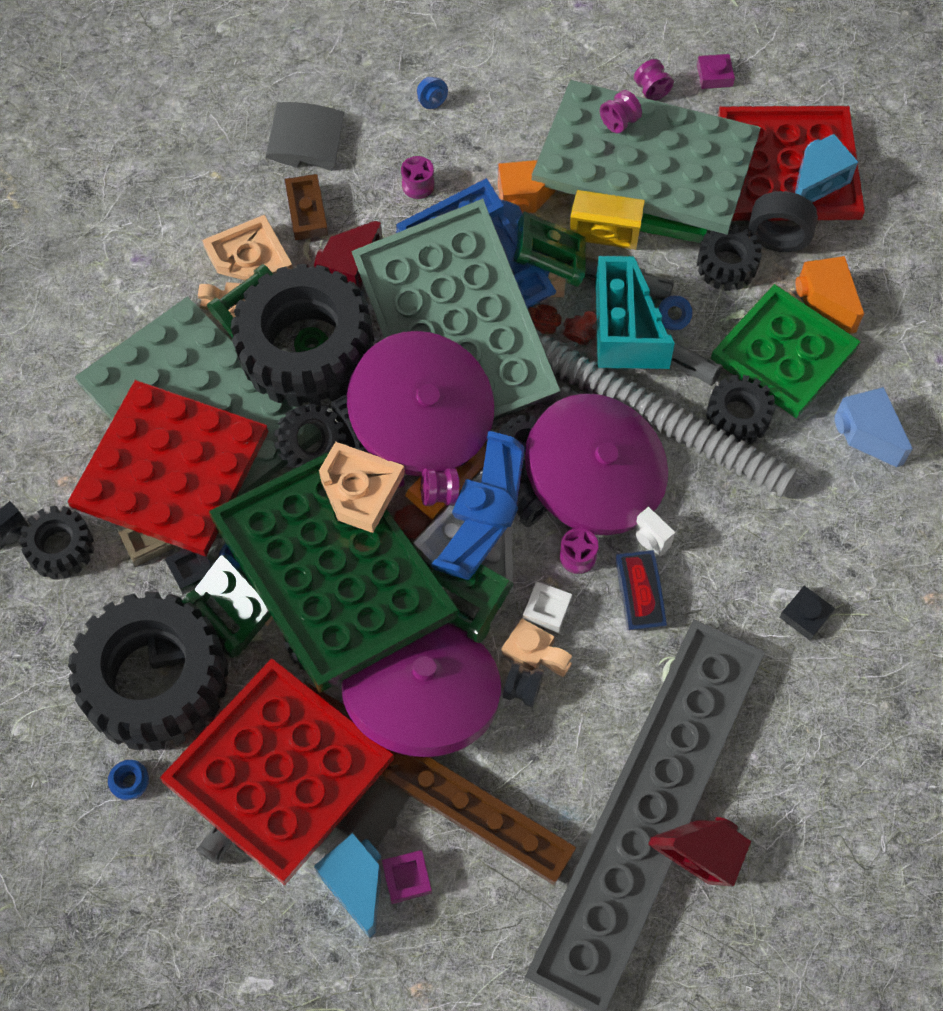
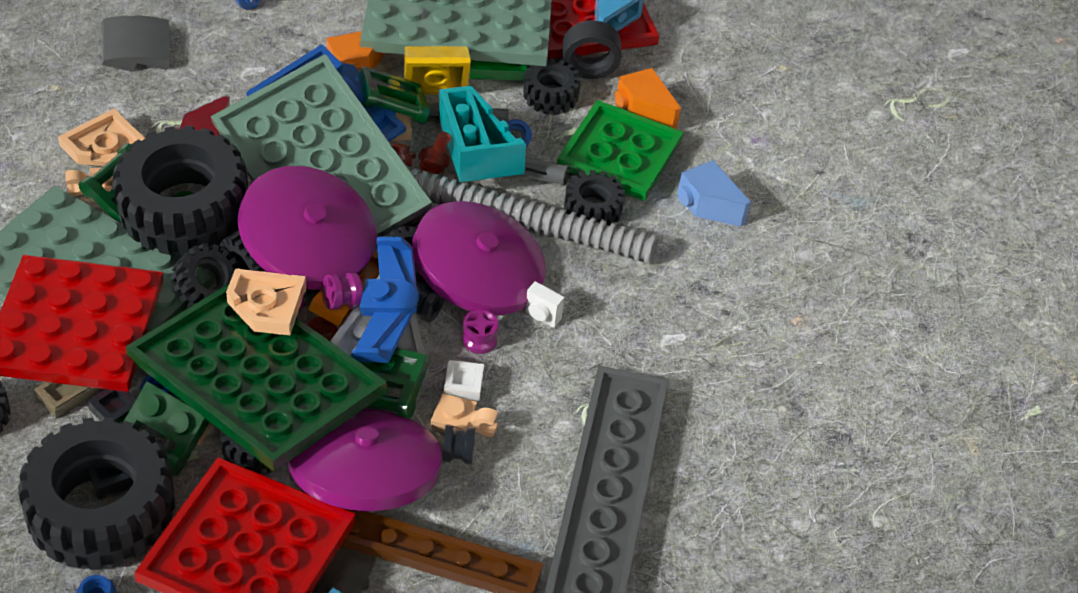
camera: 20 degrees left, 15 degrees down
(306, 207) = (152, 98): reddish brown plate -> none
(414, 169) = (252, 61): magenta wheel -> none
(641, 590) = (546, 353): slope -> none
(706, 849) = (660, 541): dark red slope -> none
(807, 612) = (696, 347): black plate -> none

